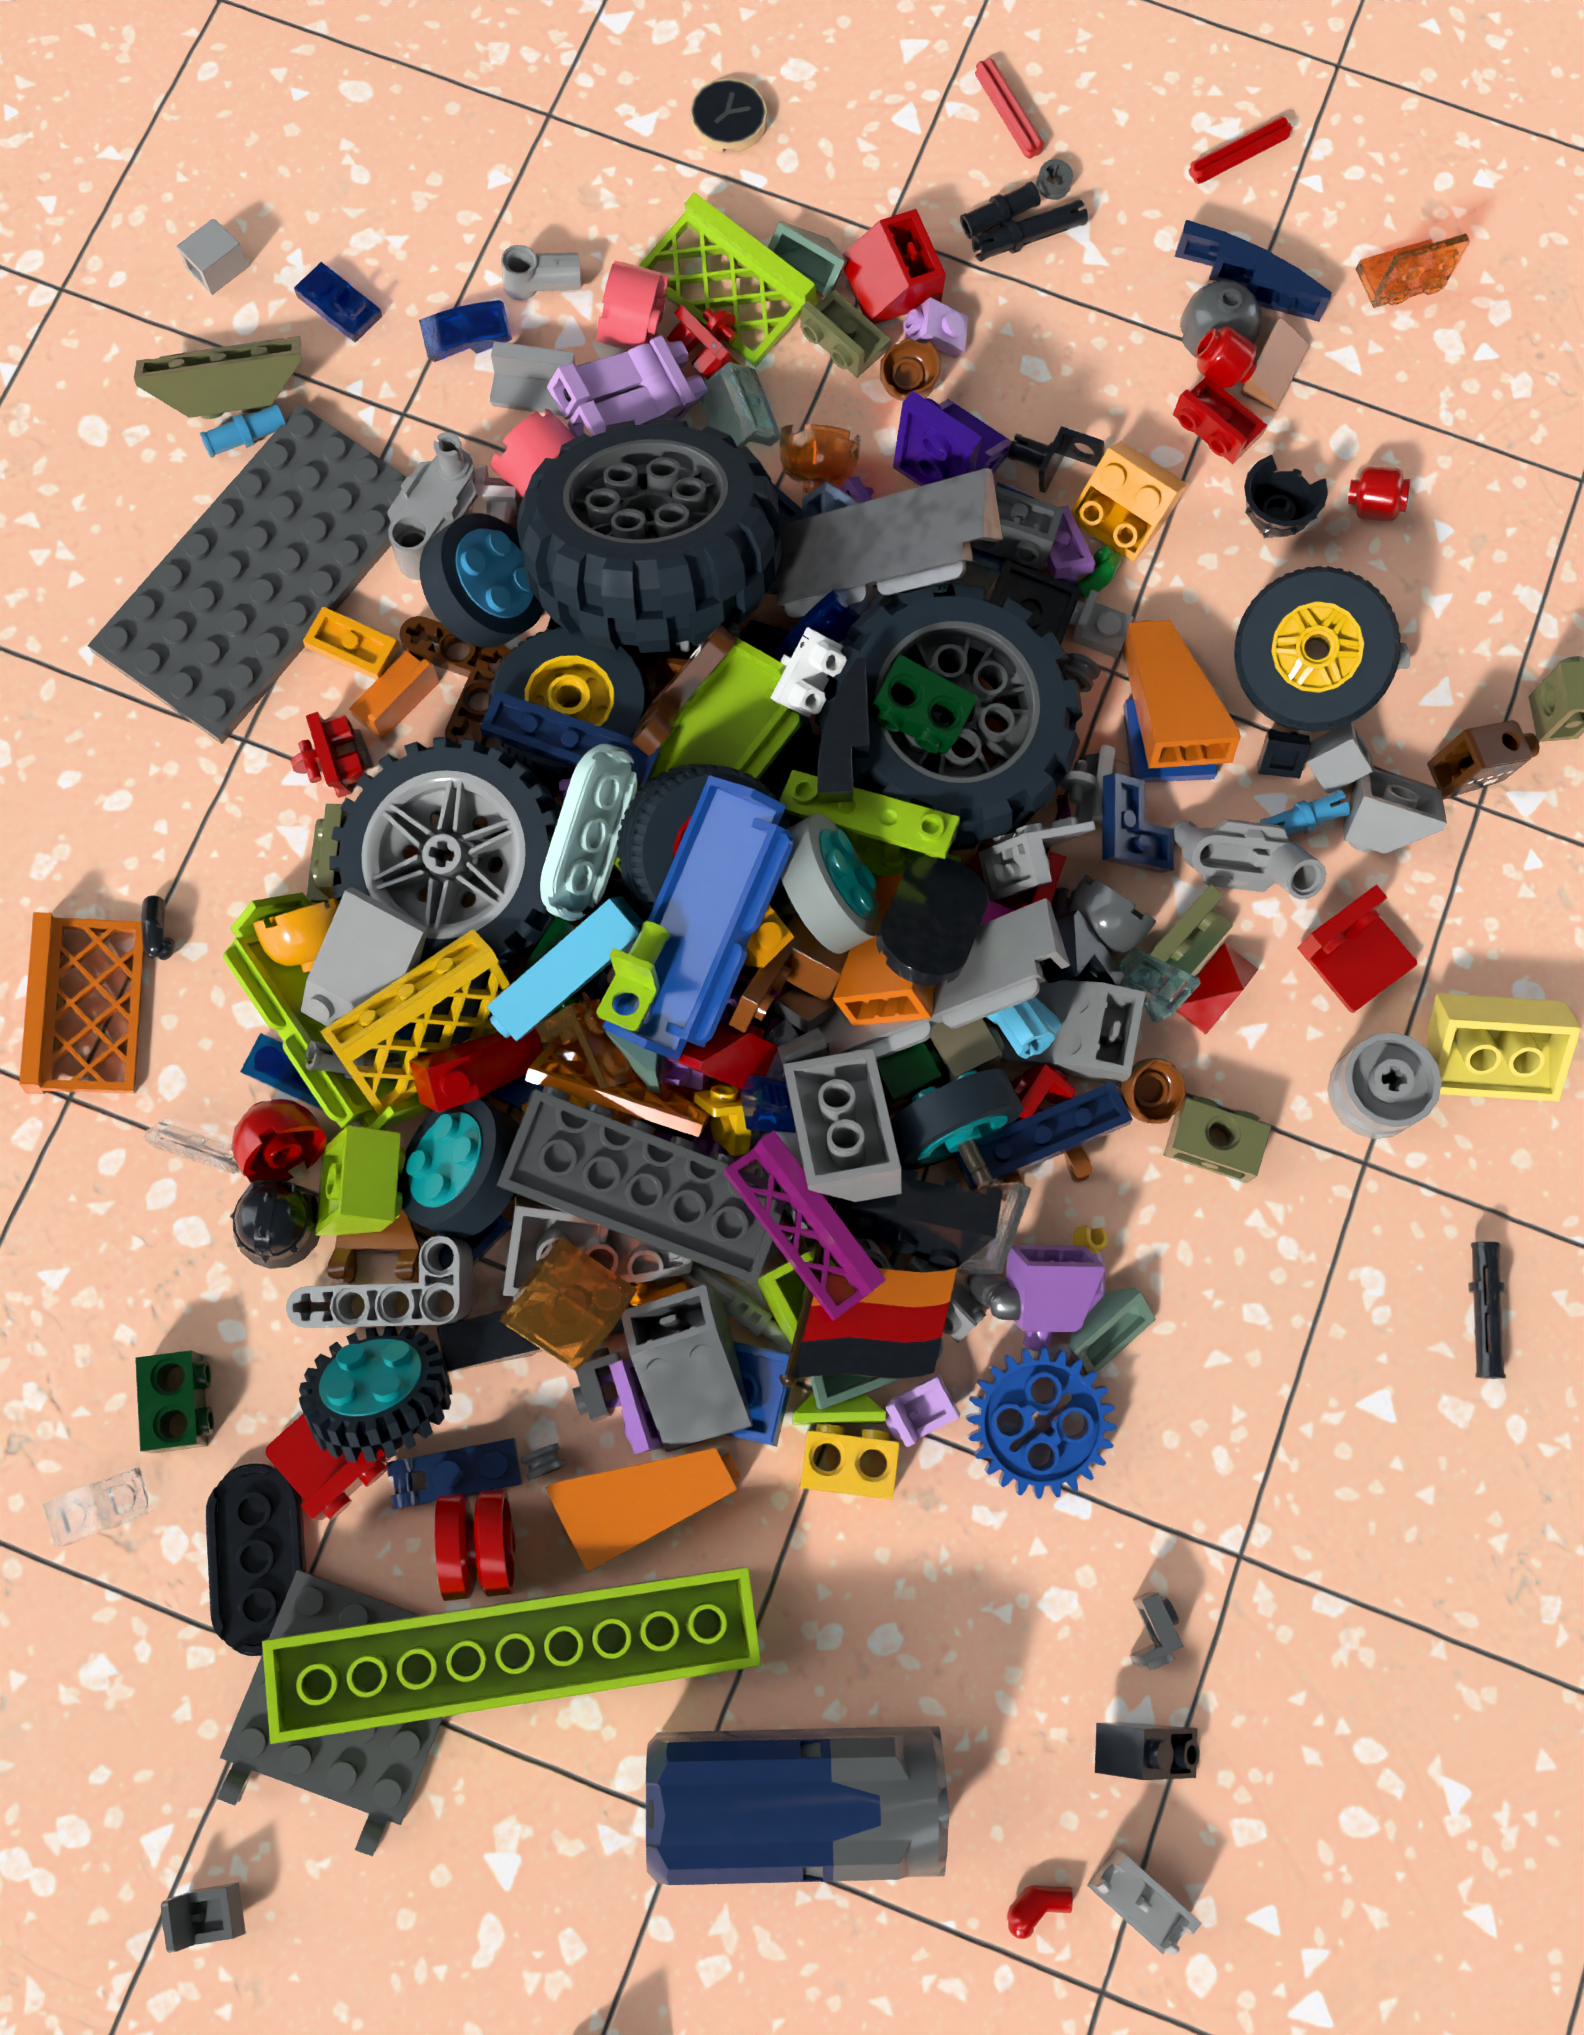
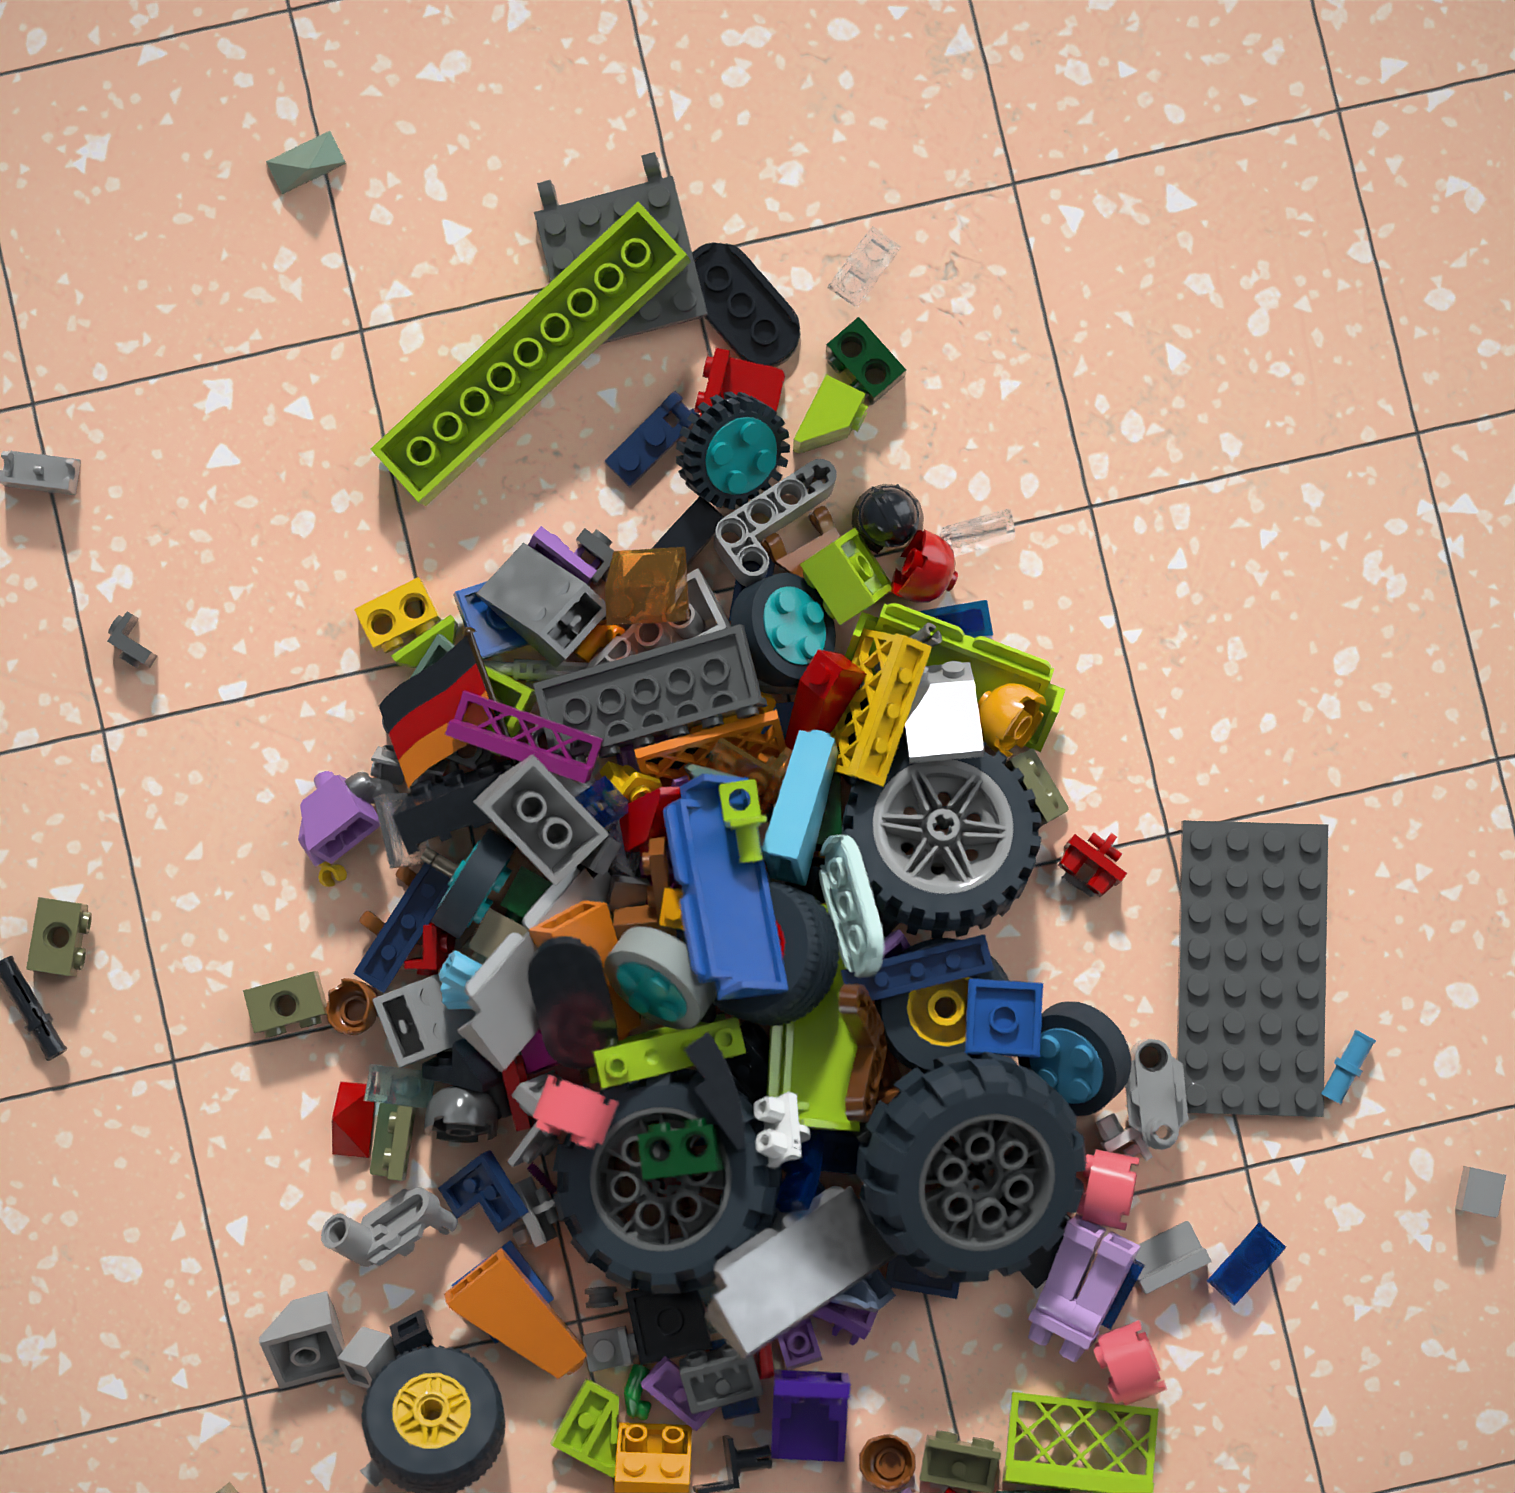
camera: 155 degrees right, 10 degrees up
(43, 997) = (1152, 554): orange fence -> none
(153, 929) = (1112, 647): black arm -> none
(202, 1916) = (616, 84): dark grey bracket -> none
(222, 377) = (1395, 1098): olive wedge -> none
(247, 1364) = (831, 415): none -> lime slope
(337, 302) = (1362, 1223): clear blue plate -> none
(351, 643) = (1143, 955): light orange plate -> none
(395, 694) = (1085, 939): orange panel -> none
(474, 1545) = (599, 405): red wheel -> none
(478, 677) = (1024, 947): reddish brown beam -> none
(520, 645) = (1004, 1018): none -> blue plate
(538, 271) = (1221, 1357): light grey piece -> none
(543, 1461) = (599, 484): dark grey bush -> none
(634, 1503) = (520, 497): orange slope -> none
(692, 332) = (1056, 1386): red hips -> none
(739, 406) = (995, 1341): clear light blue panel -> none
(796, 1805) = (293, 380): dark blue piece -> none
(818, 455) = (906, 1337): clear orange cylinder -> none
(920, 1410) = (373, 680): lavender bracket -> none
(1003, 806) = (574, 1111): none -> coral brick
(1032, 1906) = (108, 425): red arm -> none
(1068, 1453) = (257, 720): blue gear -> none
(1110, 1328) = (281, 821): sand green slope -> none
(1146, 1751) = (92, 563): black slope -> none
(1164, 570) = (591, 1428): none -> lime wing
(1307, 816) = (366, 1295): dark azure pin -> none
(1357, 952) = (266, 1212): red bracket -> none
(1384, 1085) = (170, 1123): light grey wheel -> none
(1441, 1353) = (43, 953): none -> olive brick
(1496, 753) = (261, 1428): reddish brown torso -> none
(1502, 1046) = (126, 1208): light yellow slope -> none

